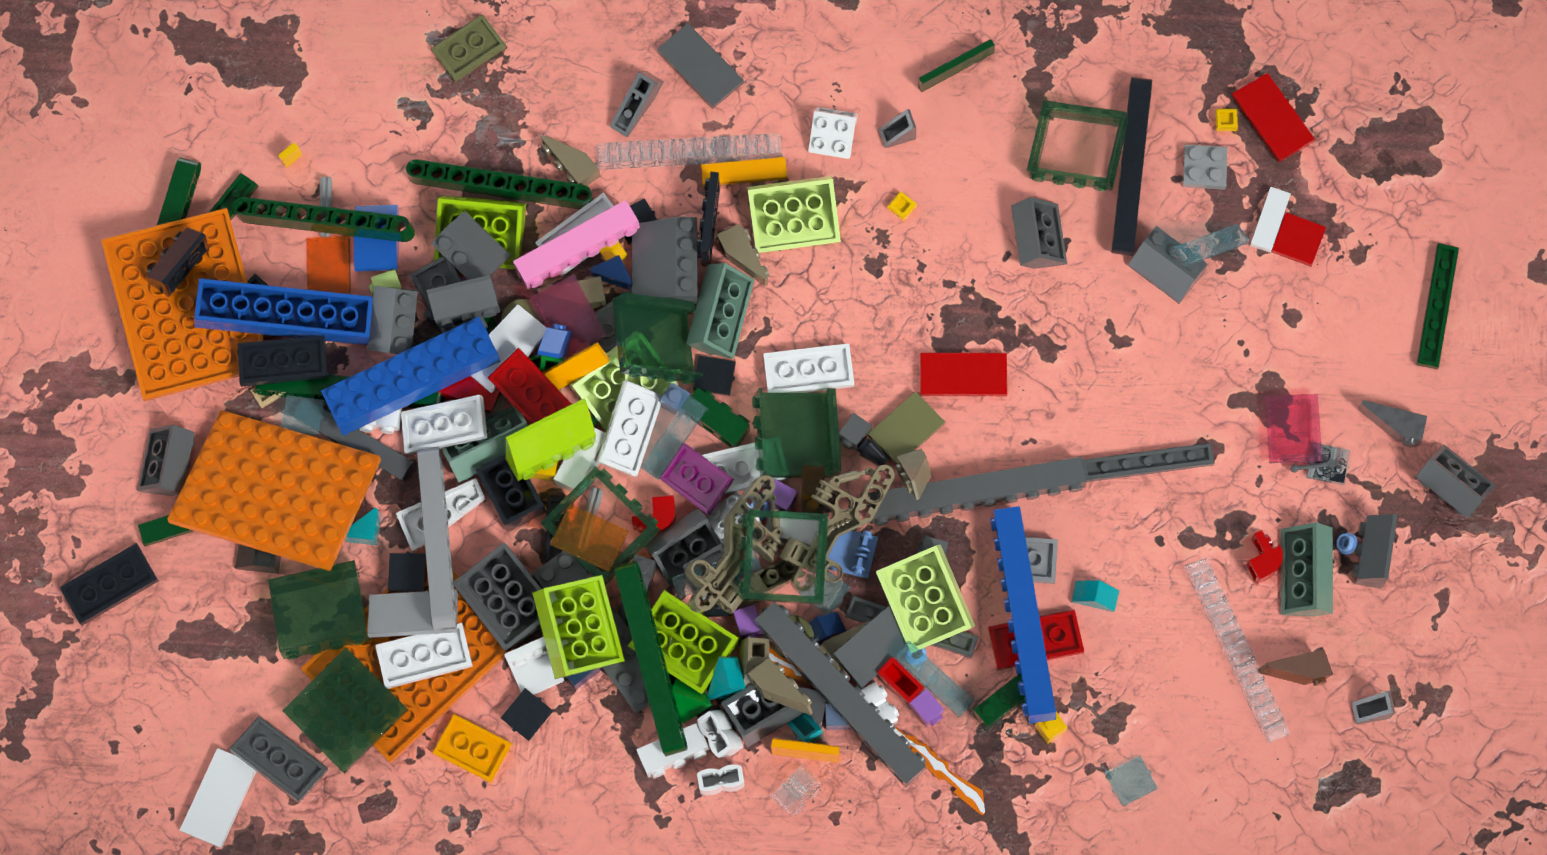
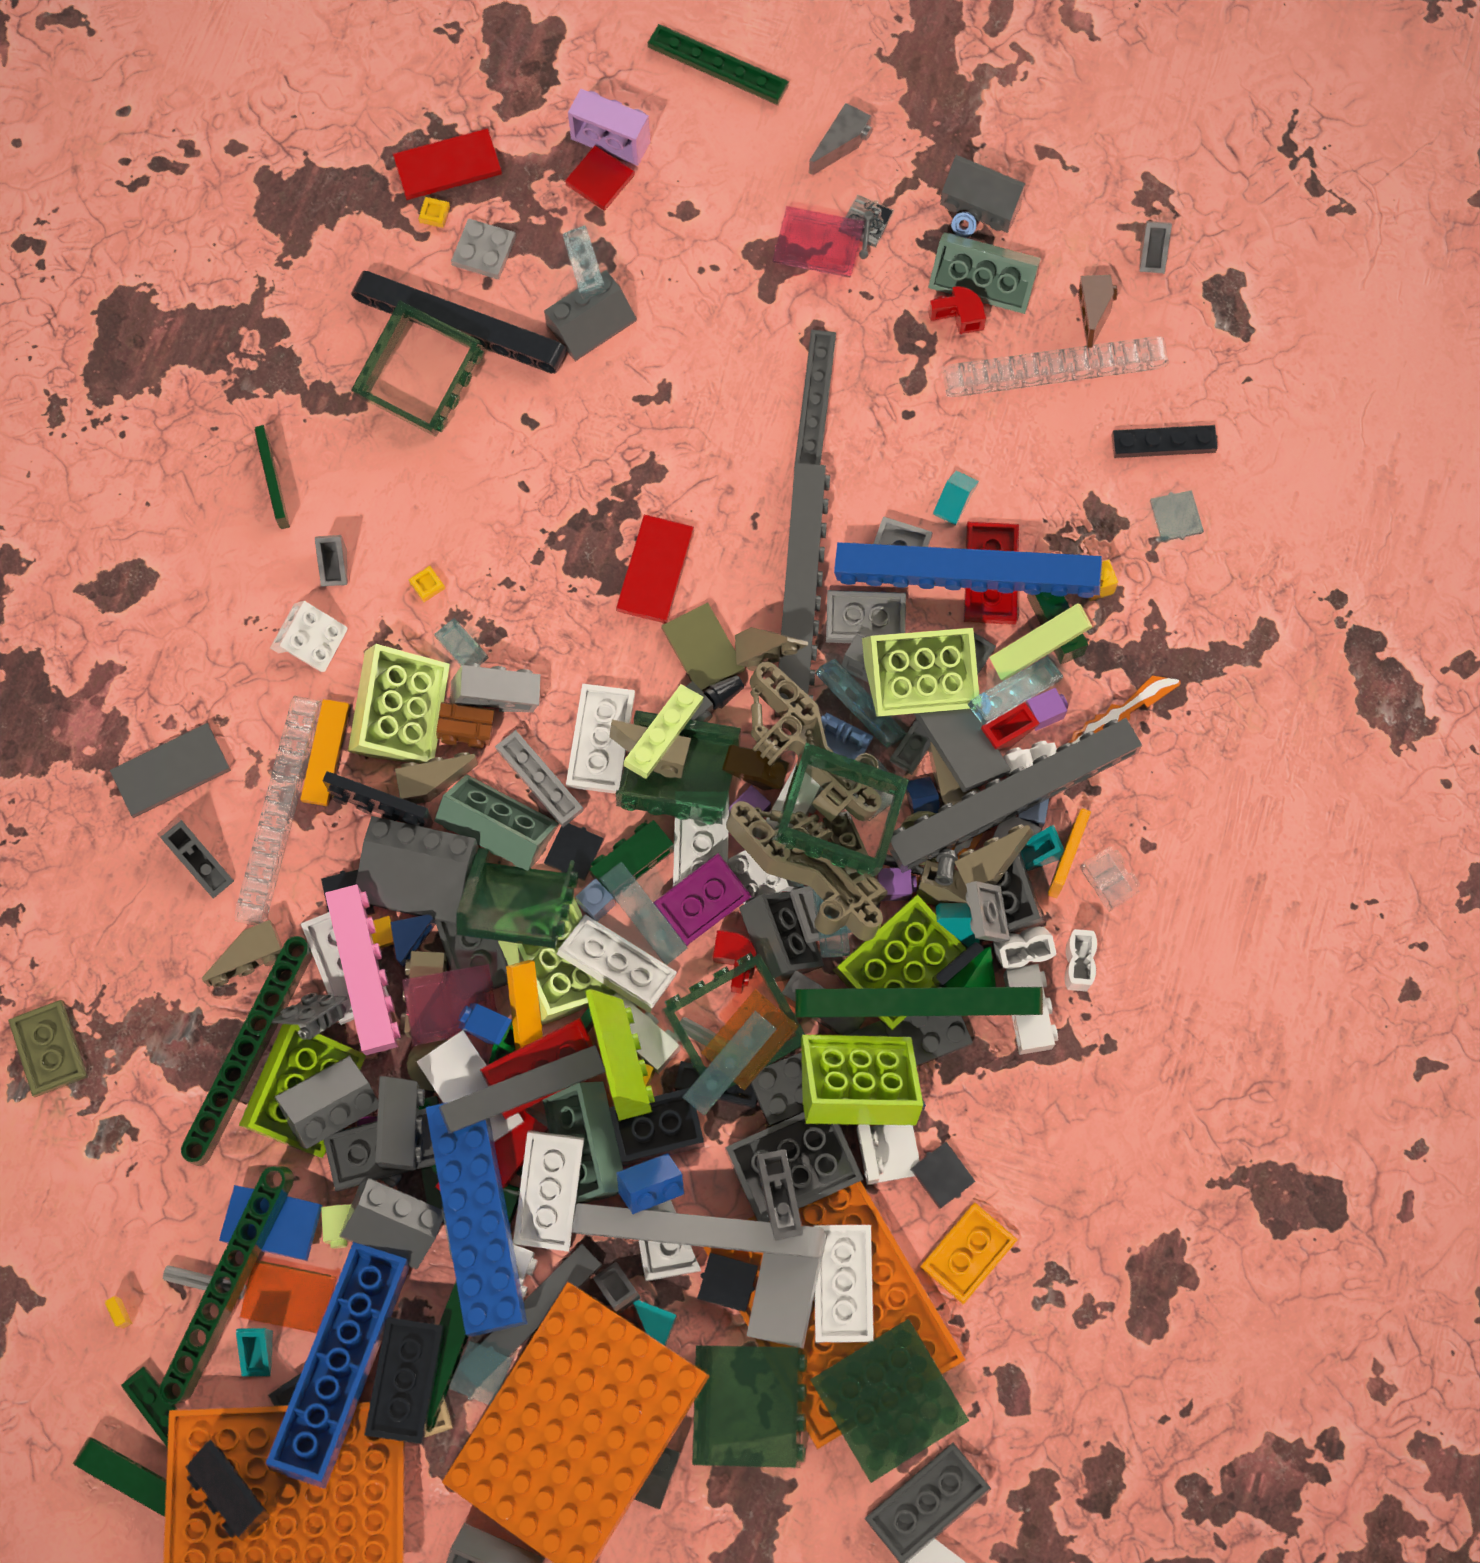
camera: 80 degrees left, 0 degrees up
(284, 255) = (255, 1351): none -> teal slope
(385, 495) = (616, 1287): none -> flat silver slope
(463, 494) = (650, 1183): none -> blue brick
(472, 585) = (779, 1194): none -> flat silver slope
(504, 374) = (521, 1089): none -> dark grey tile
(533, 215) = (313, 1013): none -> dark grey hinge
(566, 526) = (729, 1063): none -> clear light blue tile
(688, 680) = (957, 964): none -> black tile
(733, 691) = (987, 912): none -> light grey plate
(763, 333) = (539, 778): none -> light grey plate
(764, 653) = (946, 863): none -> dark grey pin
(791, 265) = (465, 725): none -> dark orange brick
(805, 417) = (671, 763): none -> dark tan slope
(819, 410) = (663, 731): none -> yellowish green plate
(826, 280) = (495, 688): none -> light grey wedge
(857, 246) = (460, 644): none -> clear light blue tile
(898, 549) = (860, 703): none -> clear light blue tile
(969, 548) = (863, 614): none -> light grey tile
(978, 688) = (1041, 641): none -> yellowish green tile
(1038, 233) = (510, 442): dark grey slope -> none
(1196, 756) = (1164, 441): none -> black plate
(1270, 219) = (567, 199): white tile -> none
(1342, 232) = (609, 126): none -> lavender brick
(1455, 481) = (923, 100): dark grey slope -> none

